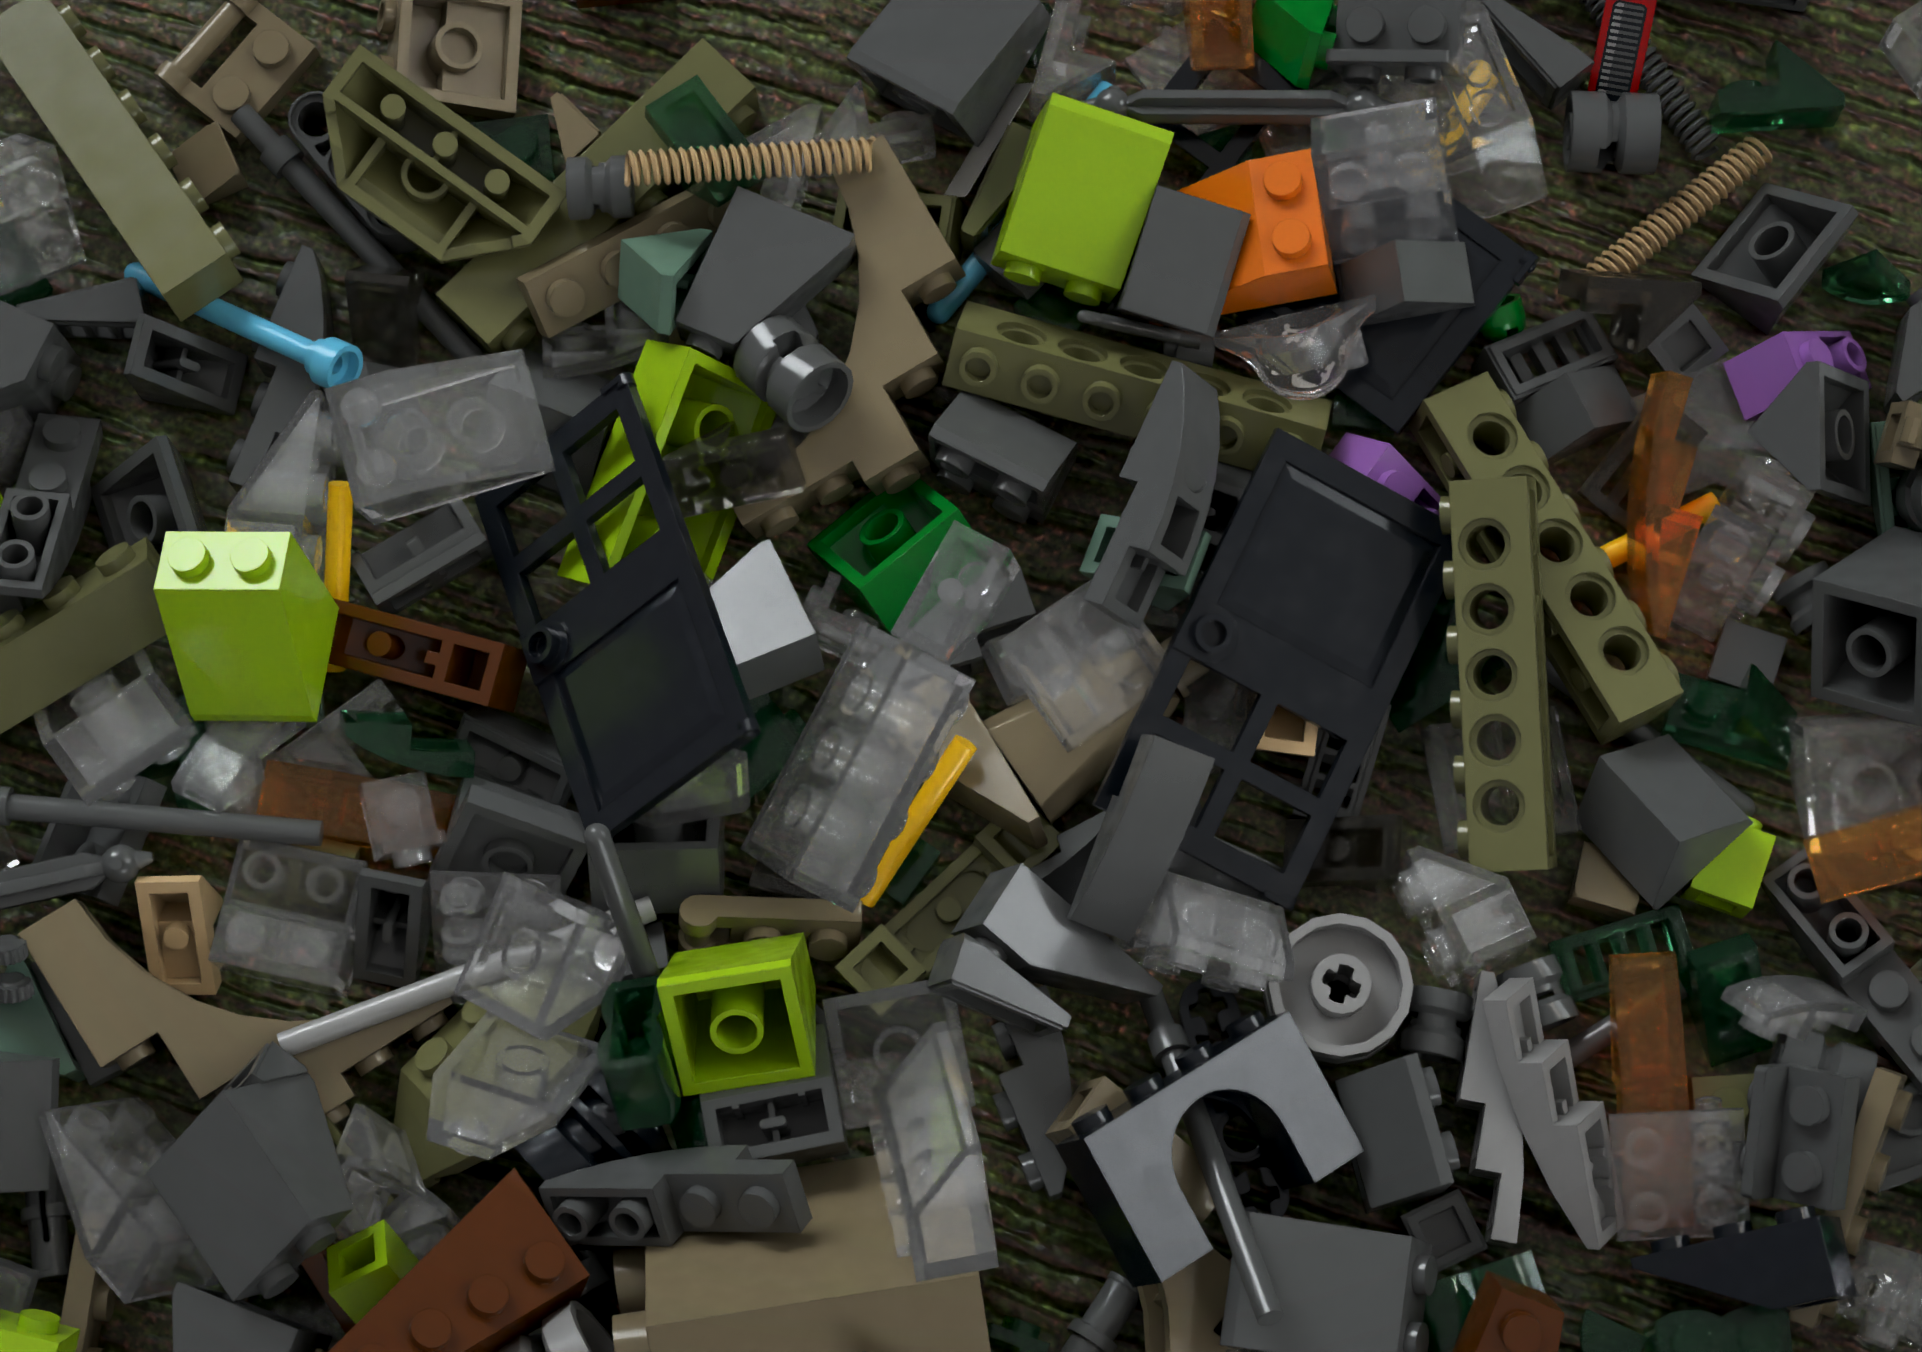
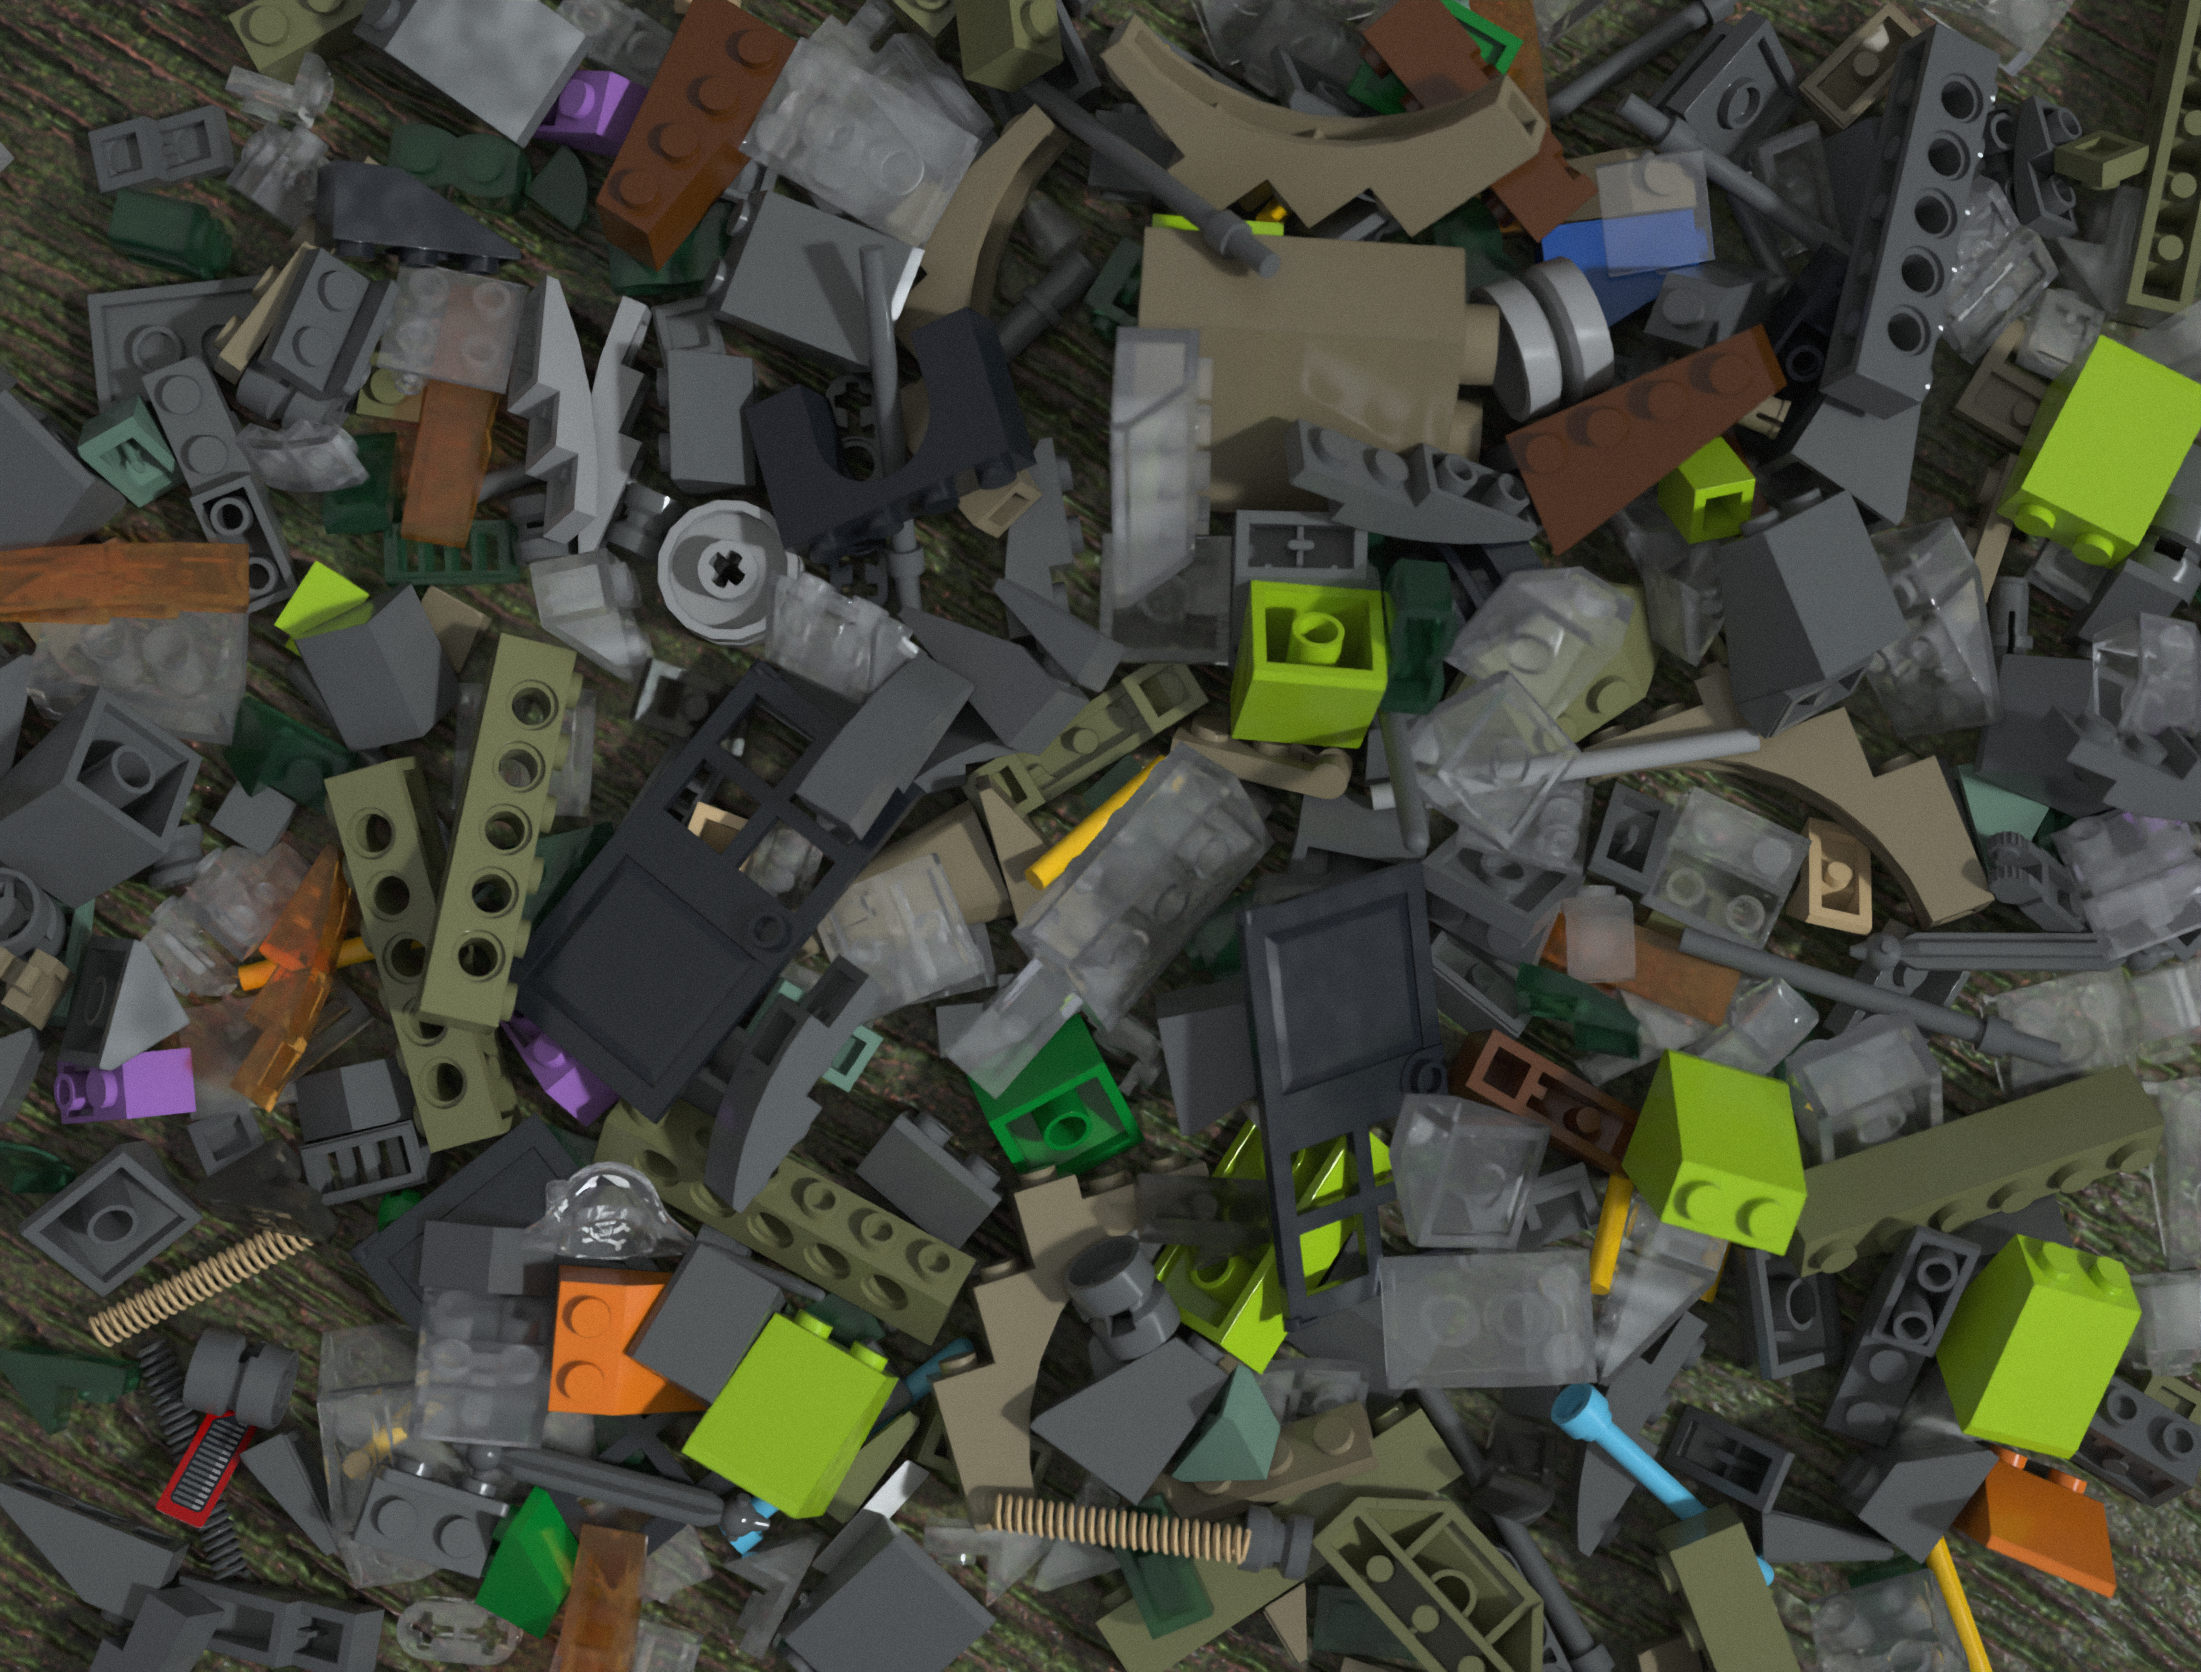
camera: 170 degrees left, 10 degrees up
(490, 563) = (1464, 1171): none -> clear slope

